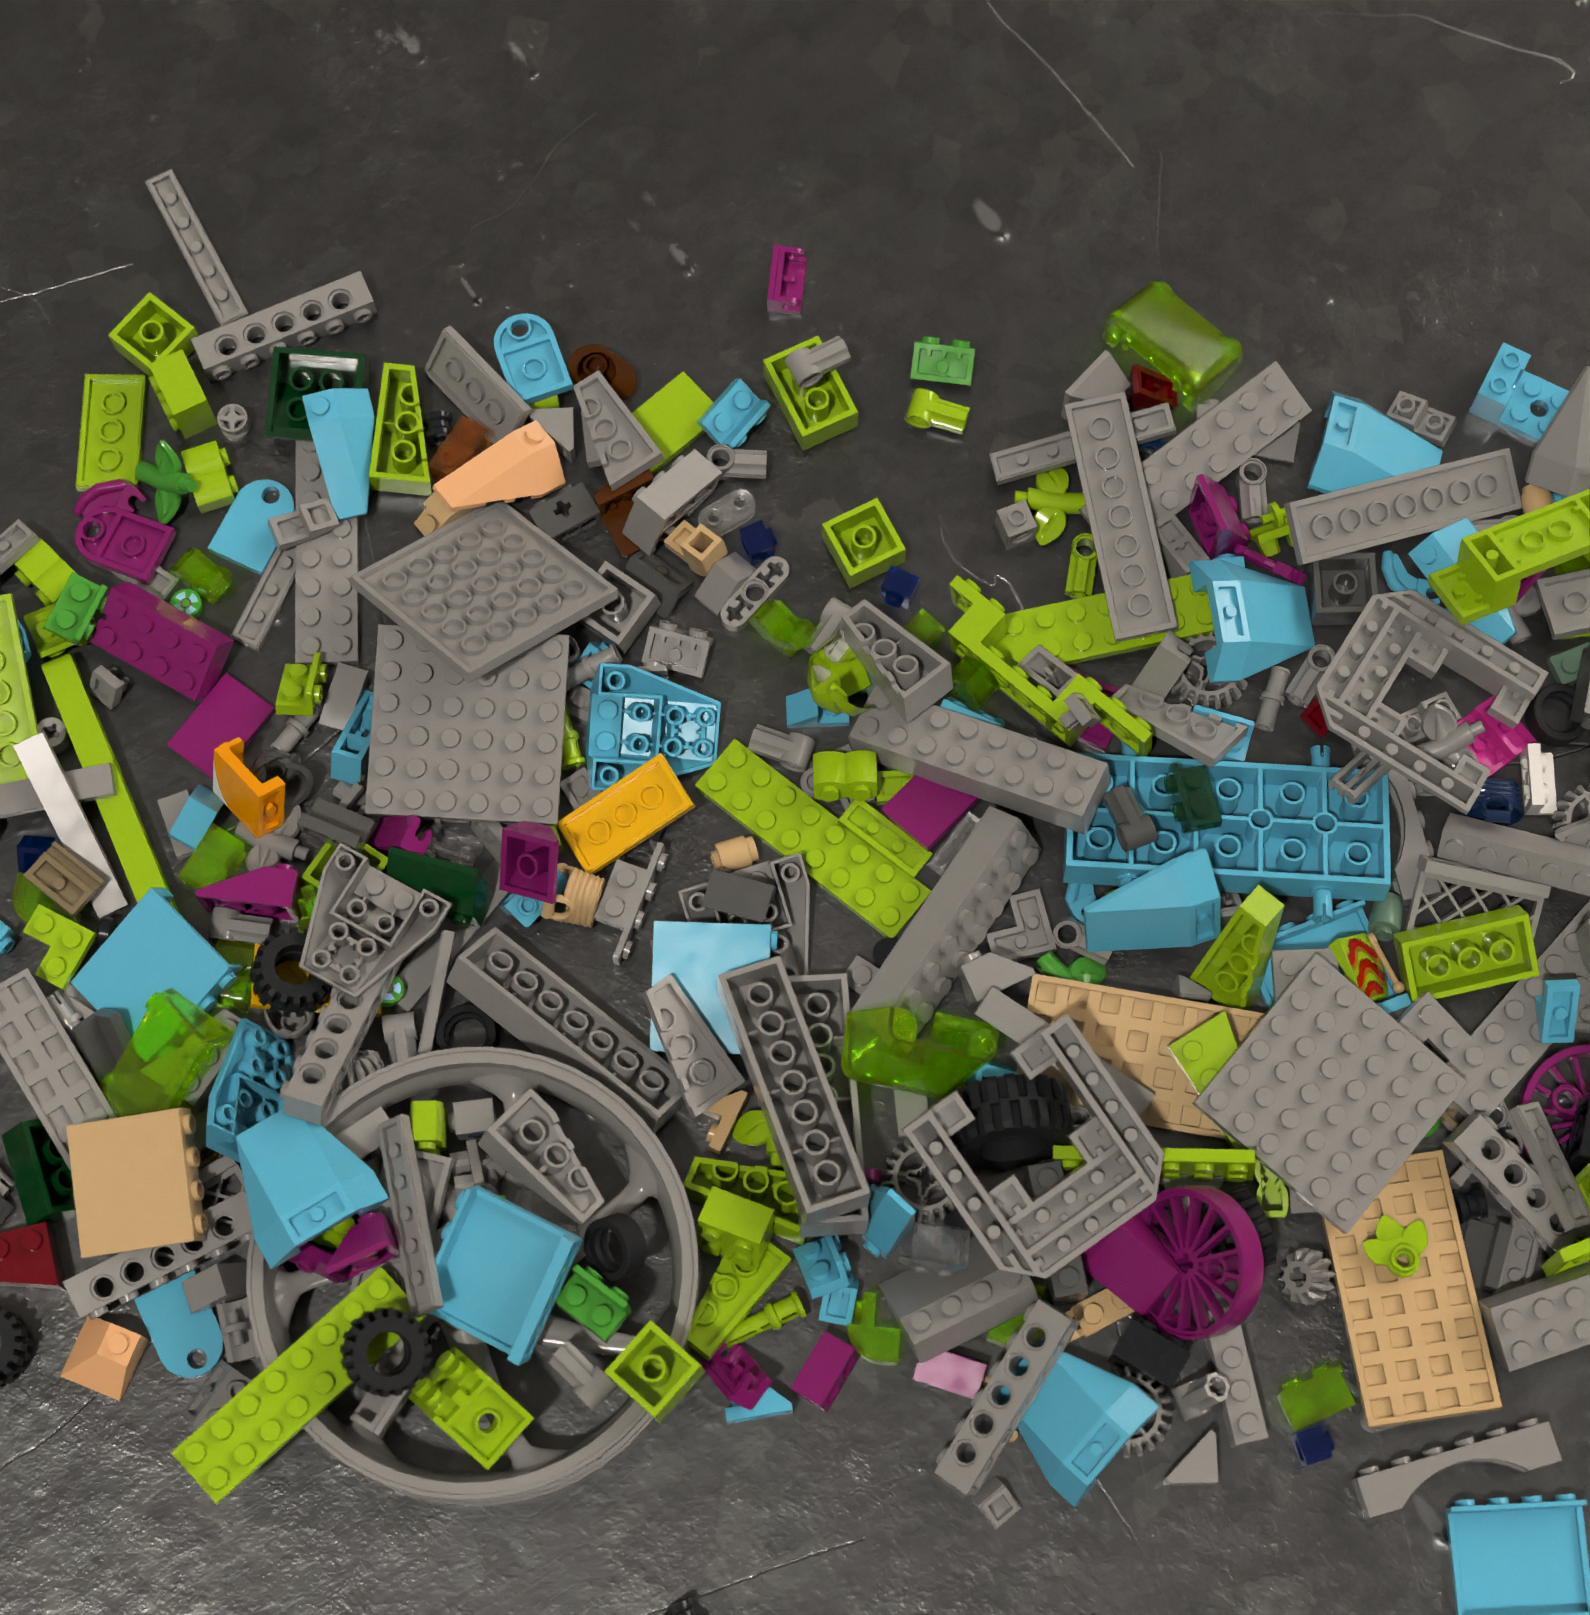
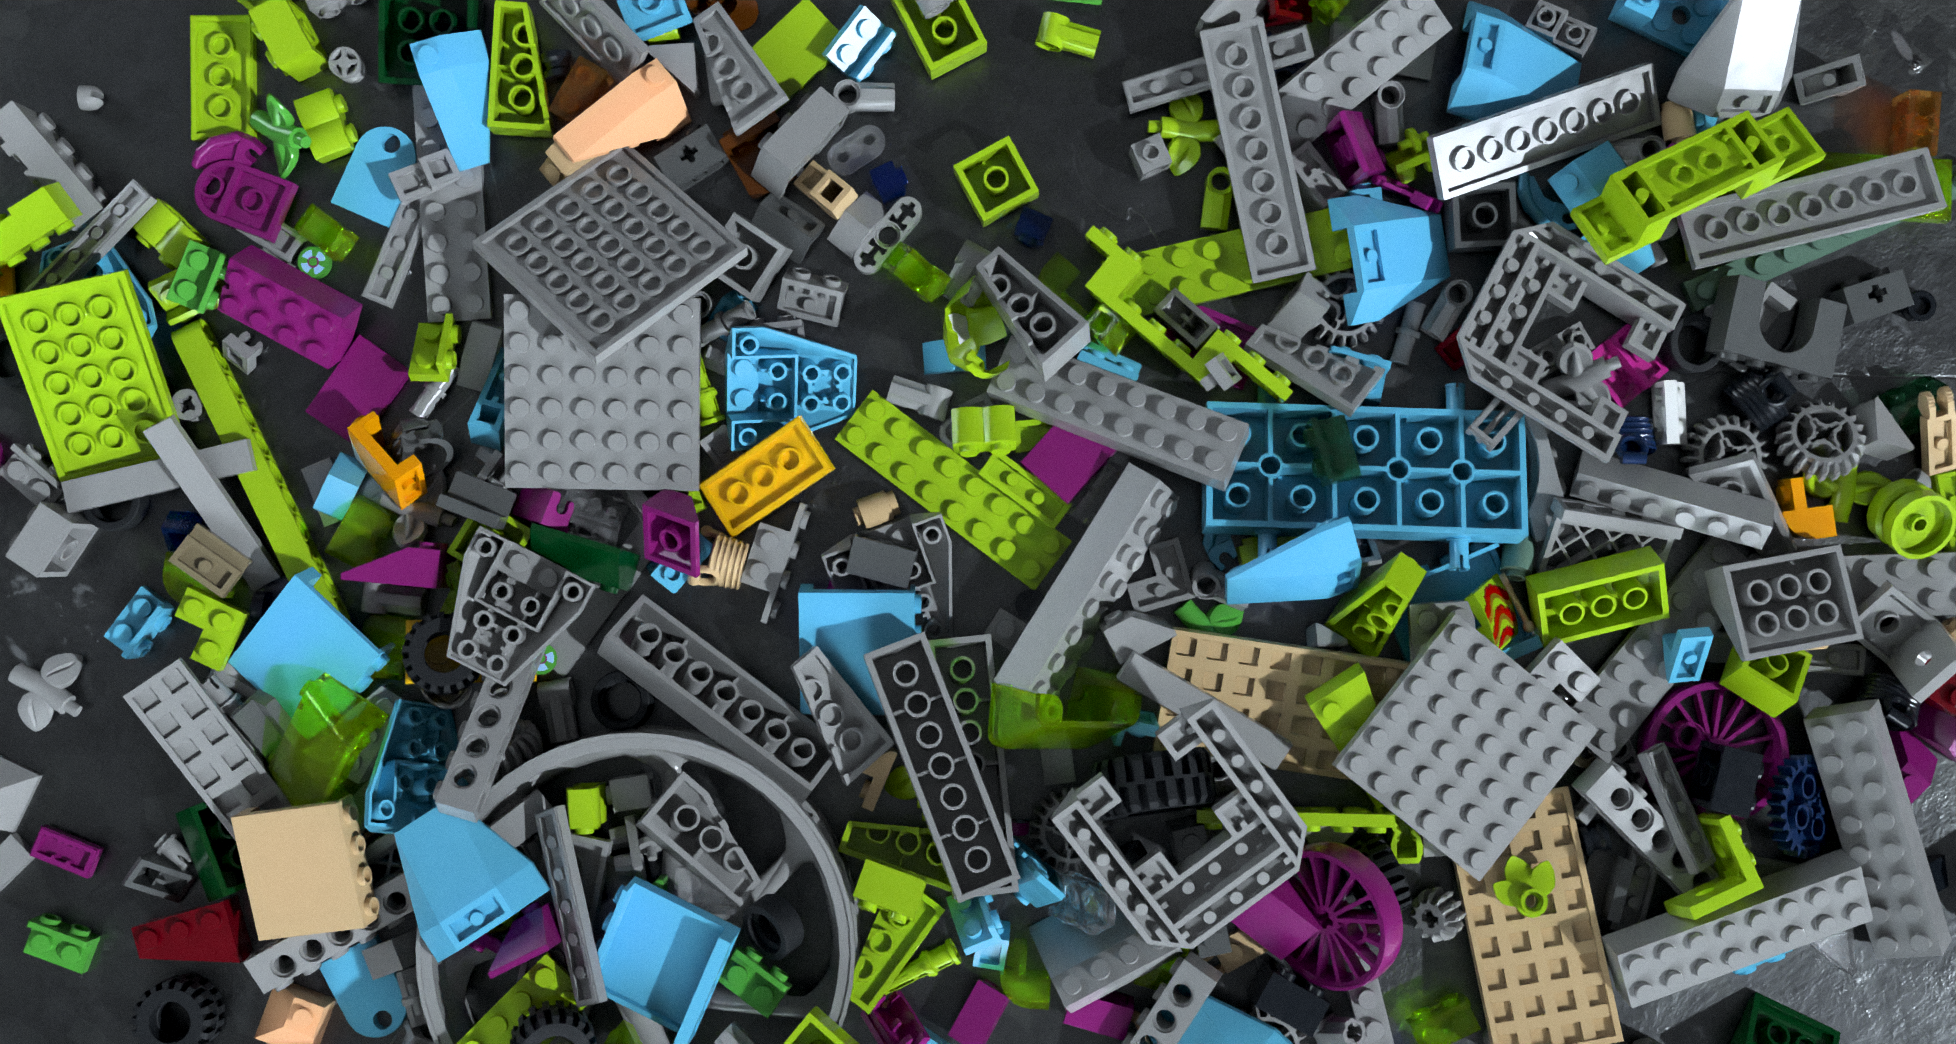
camera: 10 degrees left, 15 degrees up
(436, 992) = (589, 662): light grey tile -> none
(1131, 827) = (1272, 485): dark grey piece -> none

